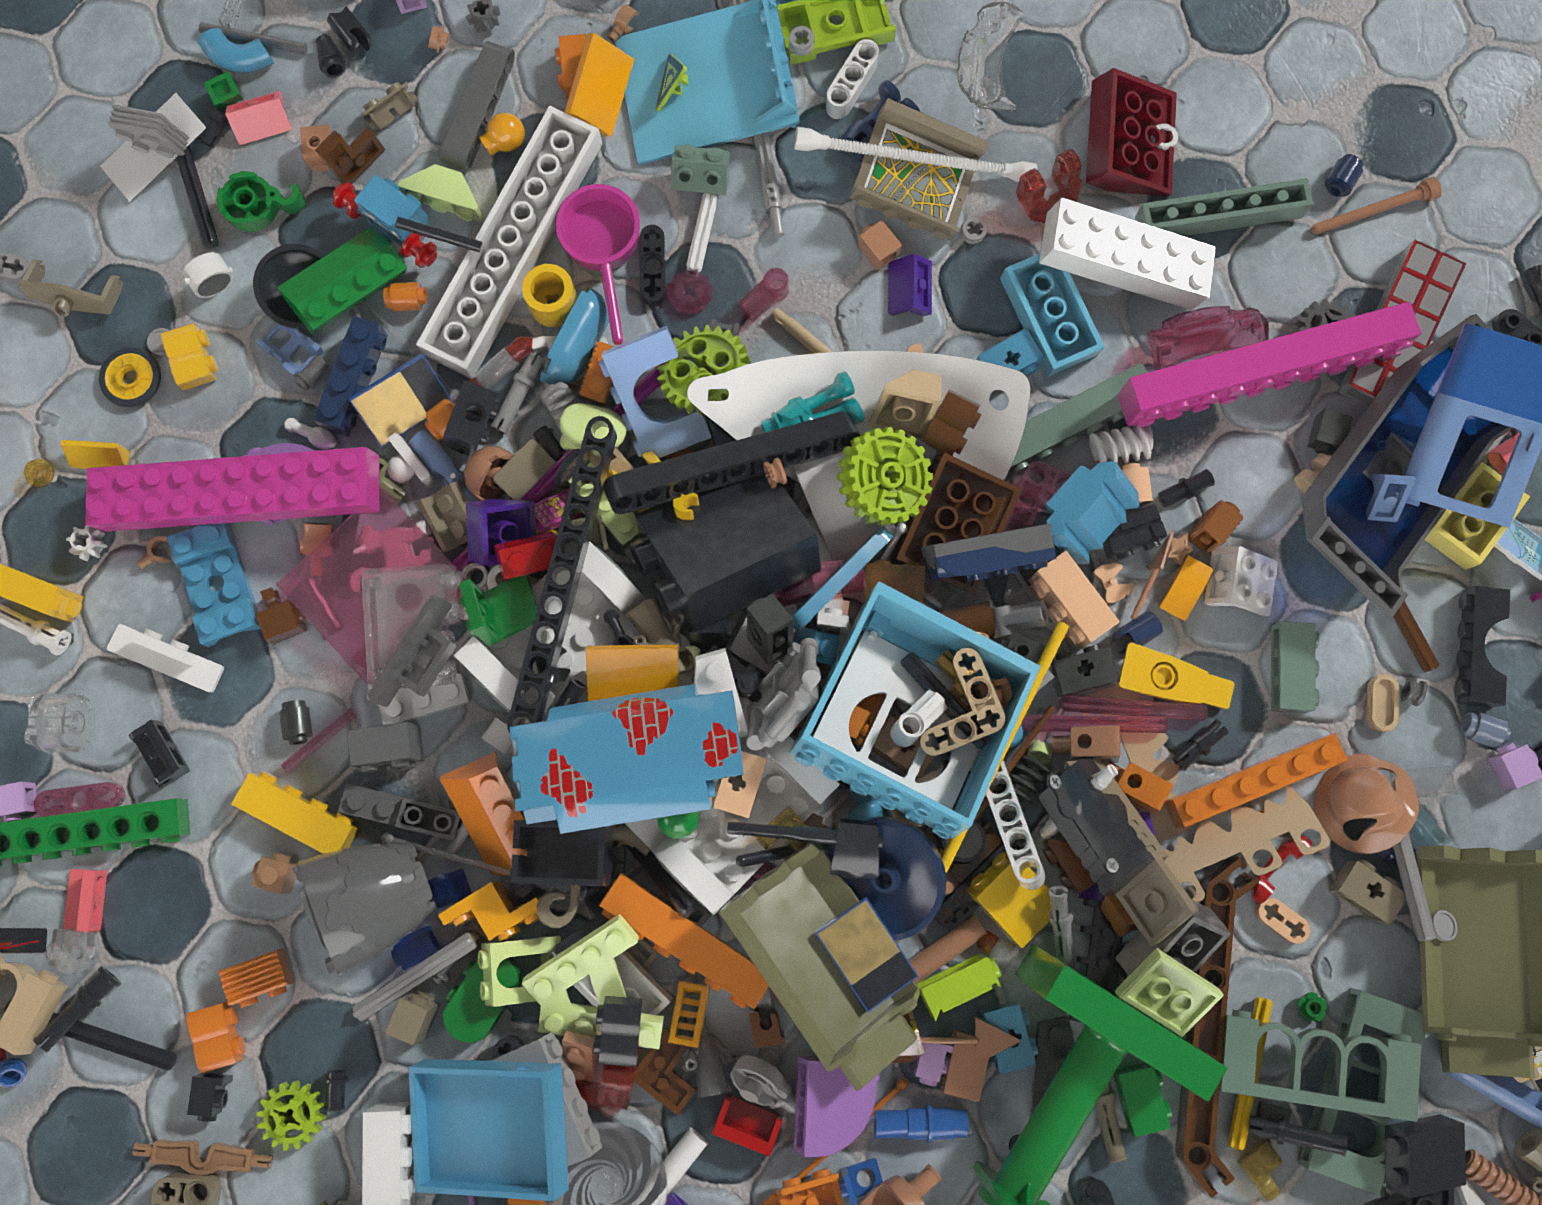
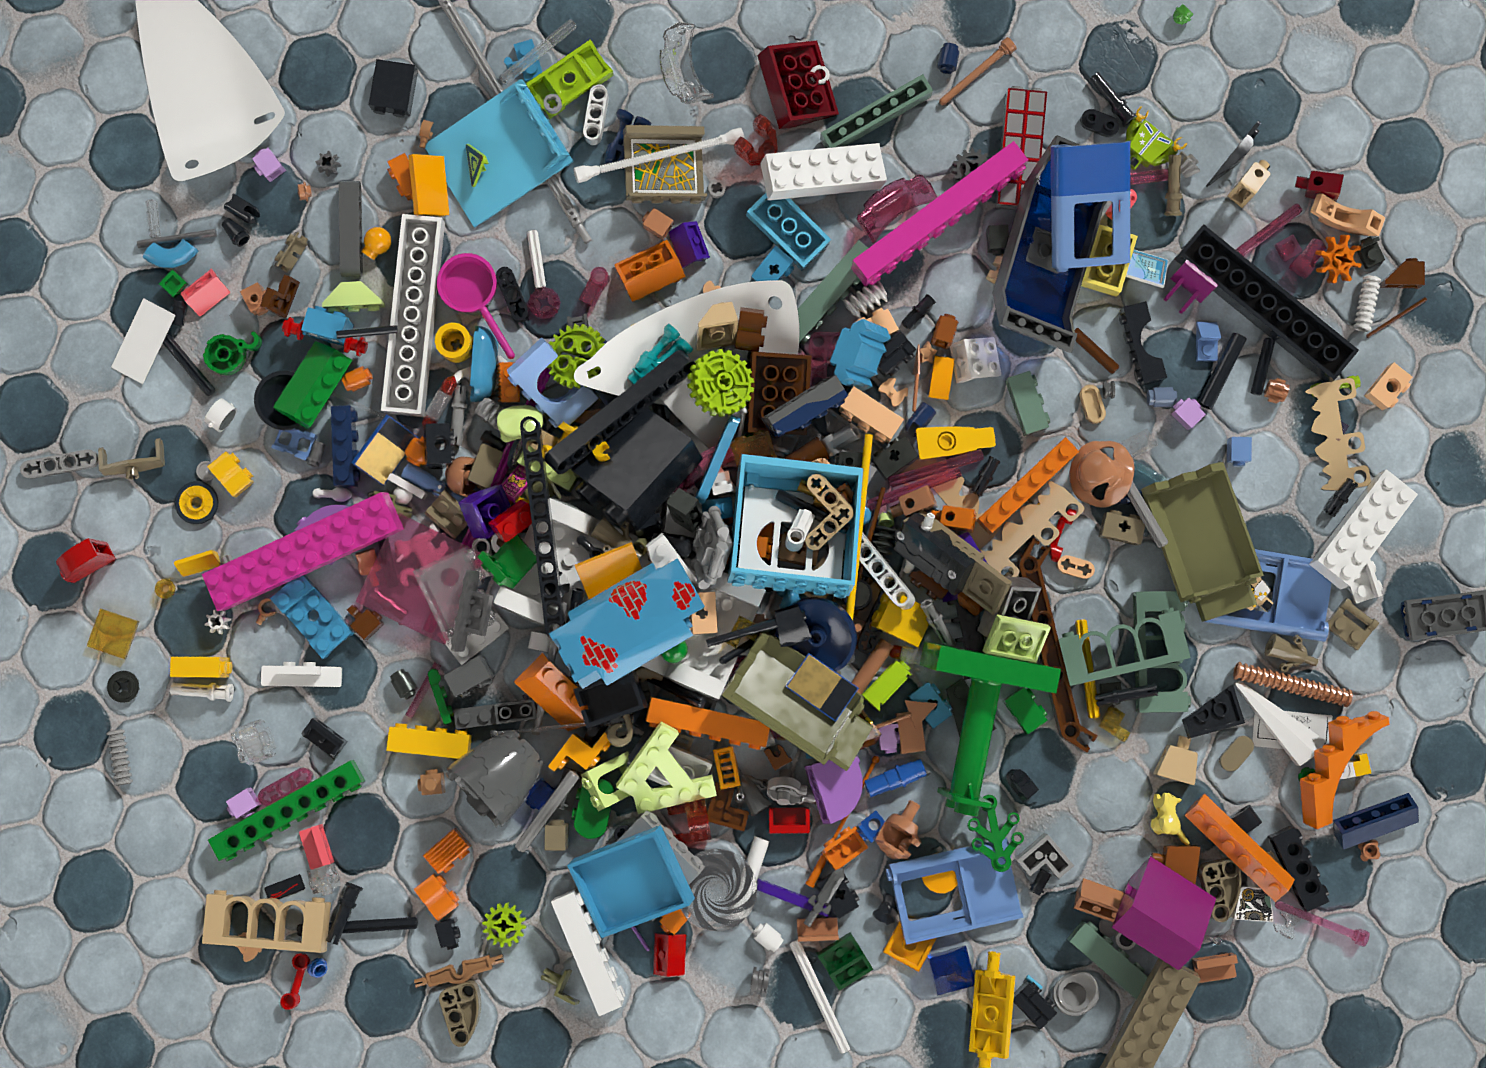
camera: 20 degrees left, 5 degrees up
(148, 131) = (141, 333): light grey brick -> none
(335, 757) = (439, 694): none -> green hinge
(335, 1090) = (525, 899): black pin -> none
(449, 888) = (547, 748): clear blue bracket -> none
(579, 1055) = (669, 817): nougat plate -> none
(619, 1031) = (688, 792): black brick -> none
(700, 169) = (519, 218): sand green brick -> none
(775, 472) = (650, 408): nougat bush -> none
(799, 332) = (627, 303): tan piece -> none
(845, 301) = (649, 270): none -> orange slope
(1115, 1148) = (1002, 717): dark tan pin -> none
(1304, 1004) = (1111, 619): green plate -> none
(1389, 496) = (1046, 272): medium blue slope -> none
(1425, 1155) = (1207, 676): black brick -> none
(1444, 925) = (1173, 532): light grey piece -> none

